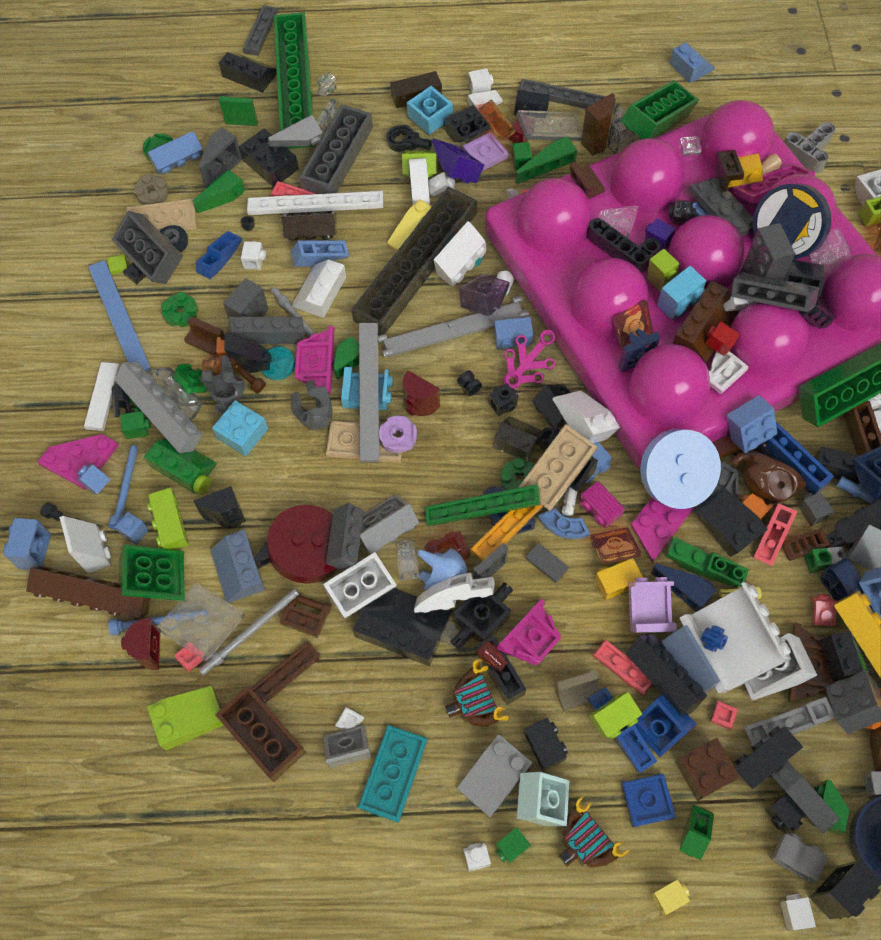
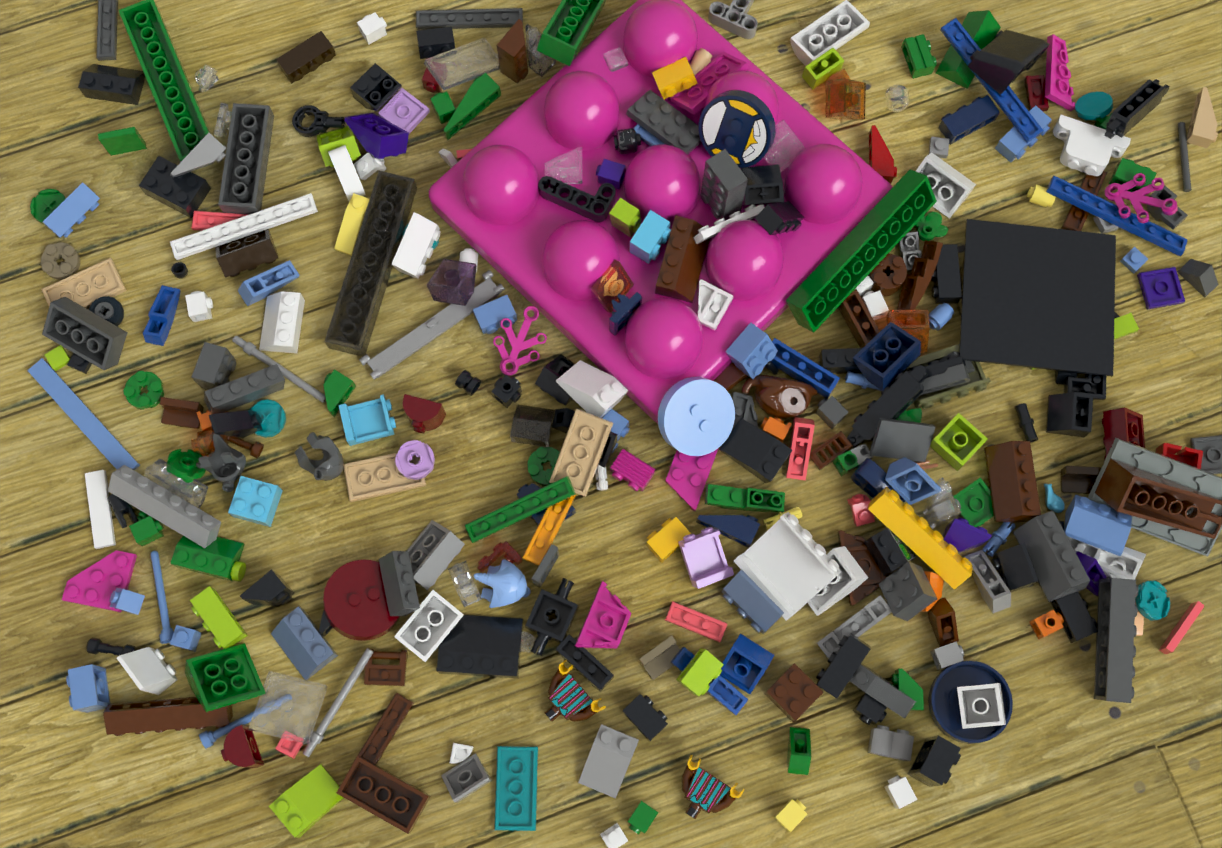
camera: 20 degrees left, 10 degrees up
(219, 156) = (122, 203): dark grey slope -> none
(221, 191) = (138, 241): green slope -> none
(315, 359) = (306, 404): dark pink wing -> none
(369, 392) = (371, 424): light grey tile -> none
(429, 109) = (329, 80): medium azure brick -> none
(445, 593) = (512, 608): white slope -> none
(481, 98) = (383, 48): white slope -> none
(492, 656) = (573, 655): clear red cone -> none
(496, 120) = (406, 75): clear orange slope -> none
(543, 799) = (657, 769): light aqua brick -> none
(547, 563) = (597, 544): dark grey tile -> none
(564, 526) = (603, 502): medium blue tile -> none
(586, 179) = (521, 130): reddish brown panel -> none
(615, 545) = (656, 508): clear orange tile -> none
(648, 800) = (749, 736): blue tile -> none
(666, 674) = (734, 619): black brick -> none
(714, 638) = (769, 571): blue gear -> none
(721, 338) = (700, 276): red brick -> none
(723, 715) = (796, 637): coral tile -> none
(728, 168) = (660, 81): dark brown panel -> none
(775, 292) = (738, 219): dark grey brick -> none

